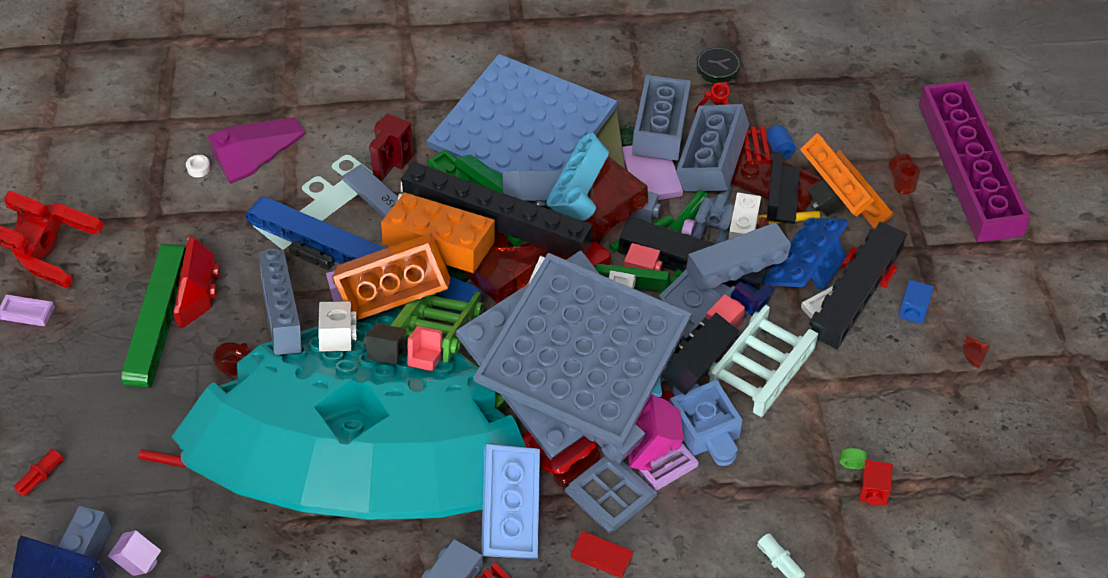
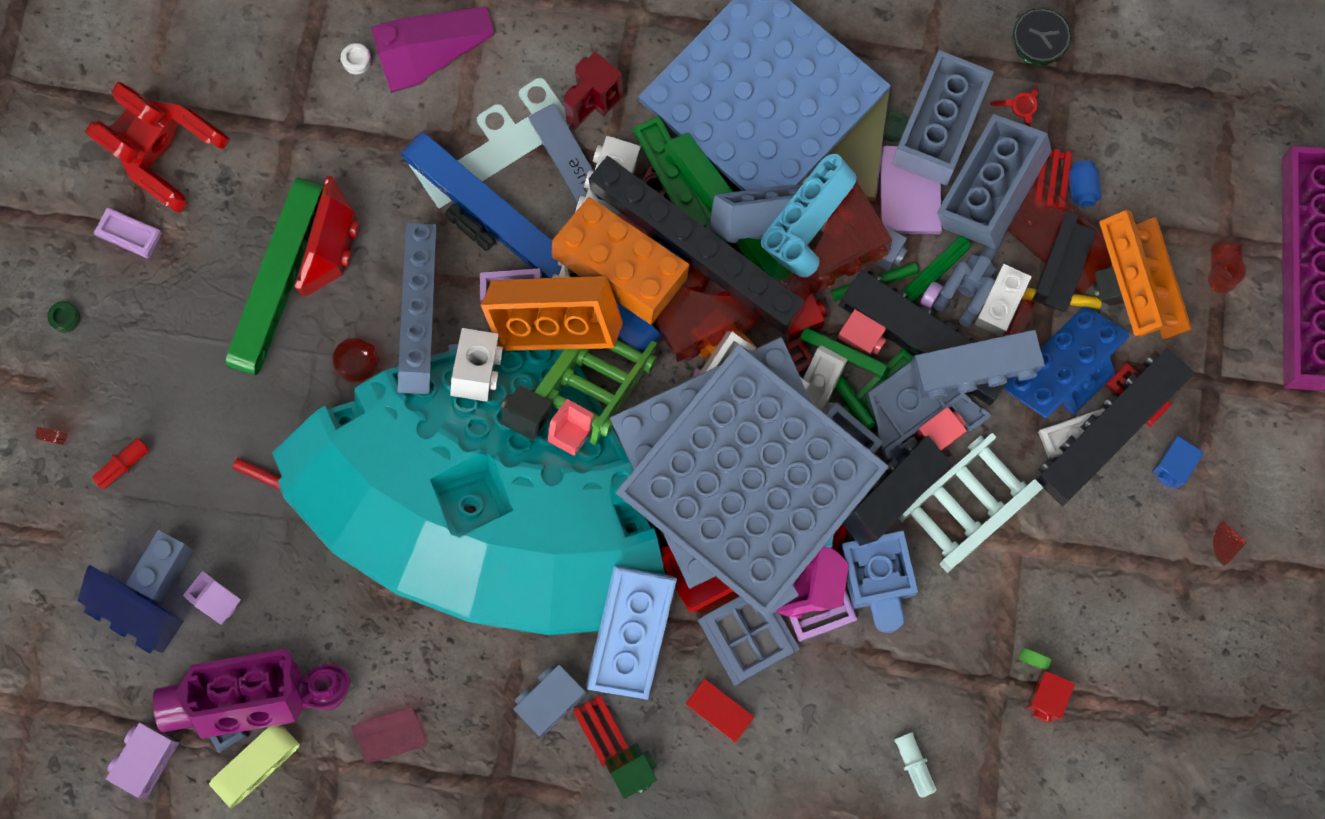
camera: 15 degrees right, 25 degrees up
(752, 298) = (979, 415): clear blue panel -> none

